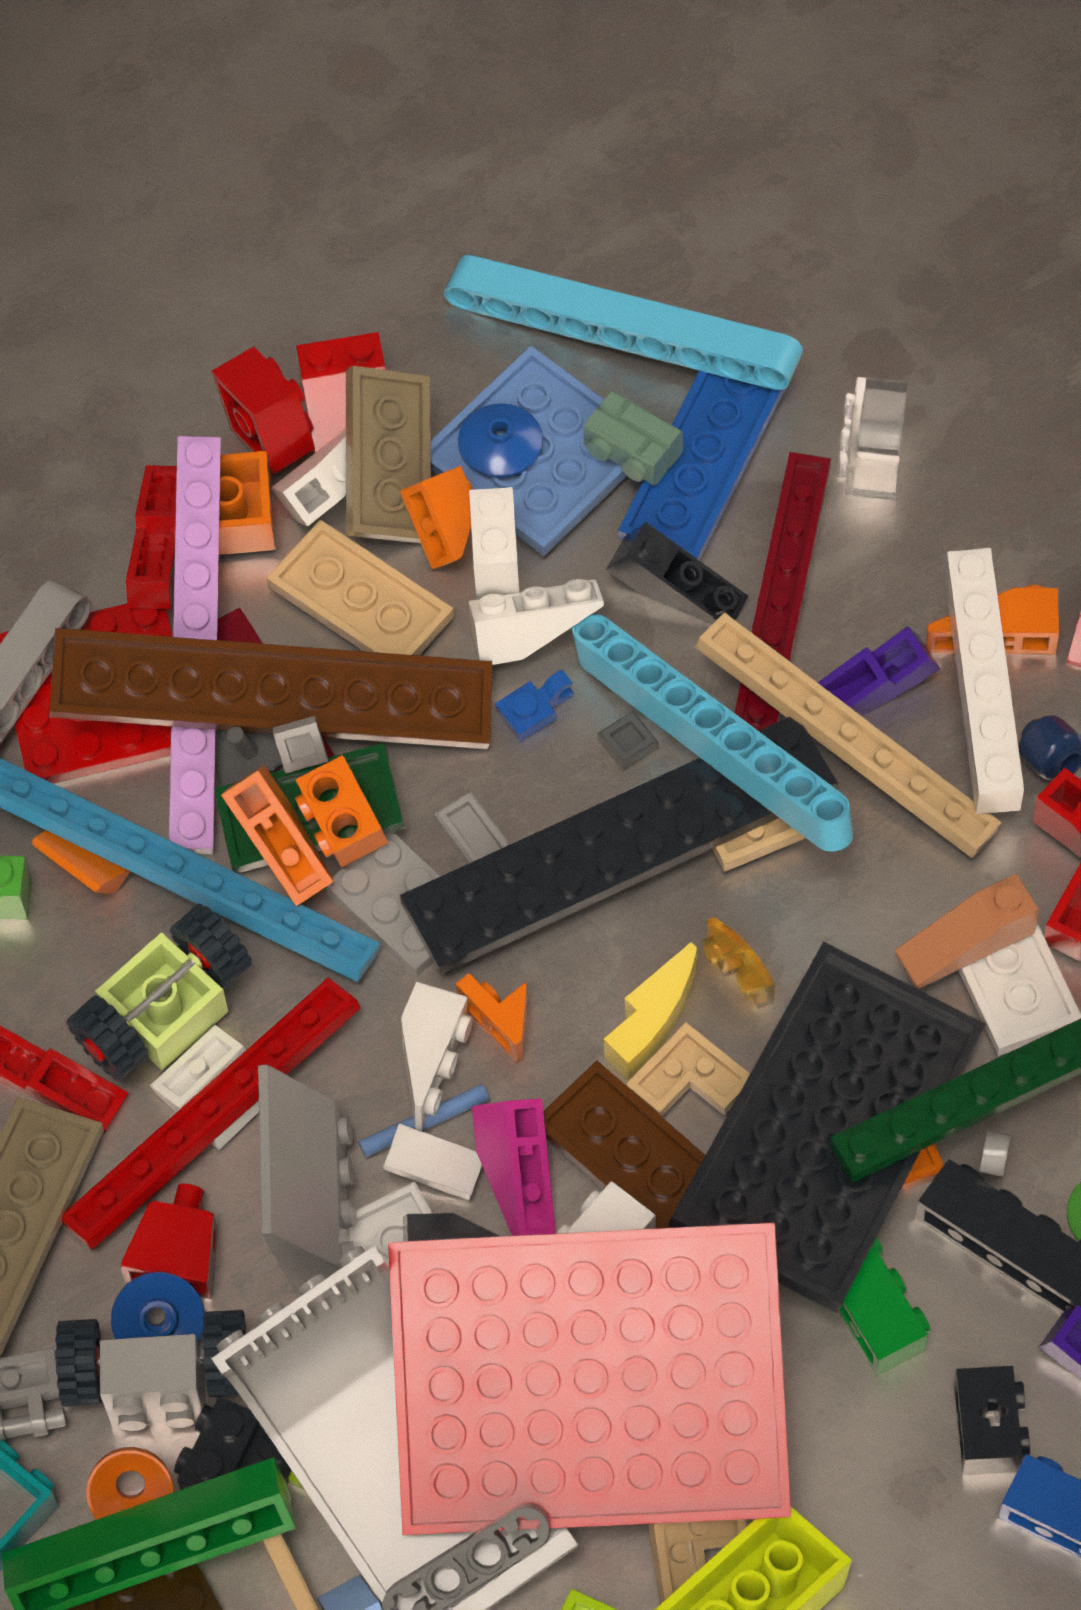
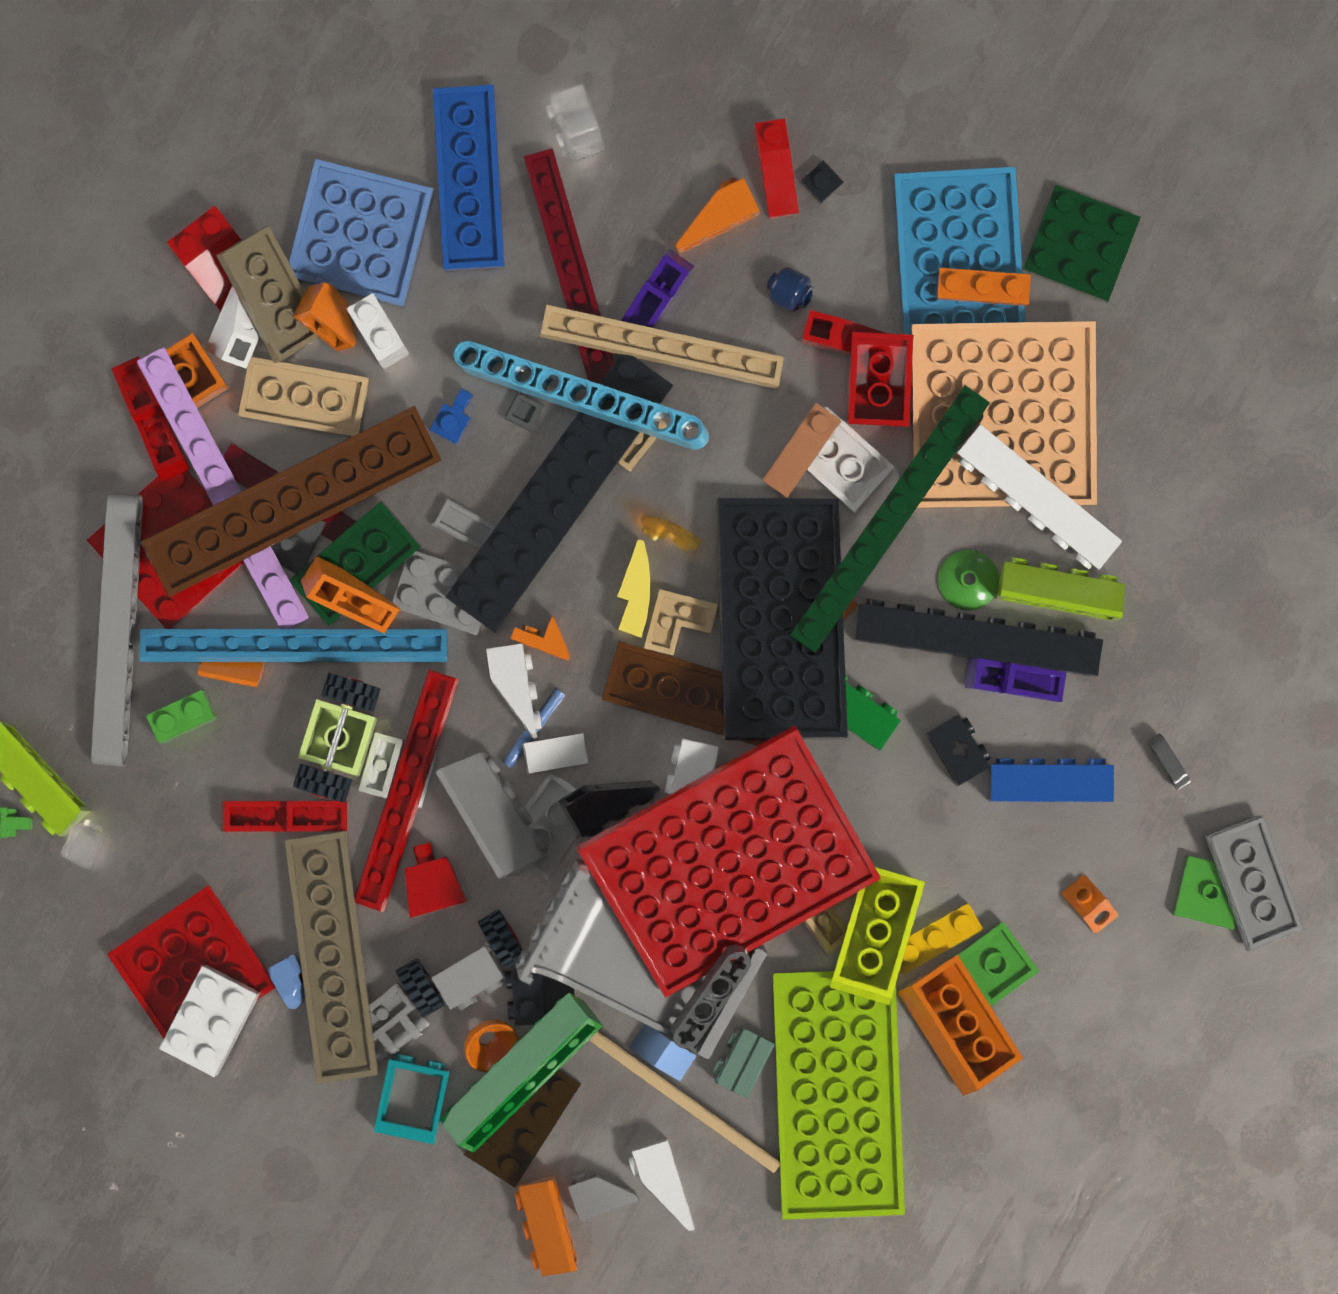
camera: 30 degrees left, 25 degrees up
(157, 1290) = (455, 942): blue dish -> none
(264, 408) = (173, 299): red brick -> none
(300, 744) = (330, 530): light grey plate -> none
(345, 809) = (386, 557): orange brick -> none
(500, 454) = (337, 256): blue dish -> none
(515, 1159) = (606, 732): dark pink slope -> none
(522, 622) = (423, 365): white slope -> none
(624, 322) = (367, 114): medium azure beam -> none
(632, 439) = (421, 203): sand green brick -> none
(673, 576) = (497, 284): black slope -> none
(983, 681) = (731, 273): white brick -> none
(995, 1153) = (885, 585): light grey beam -> none

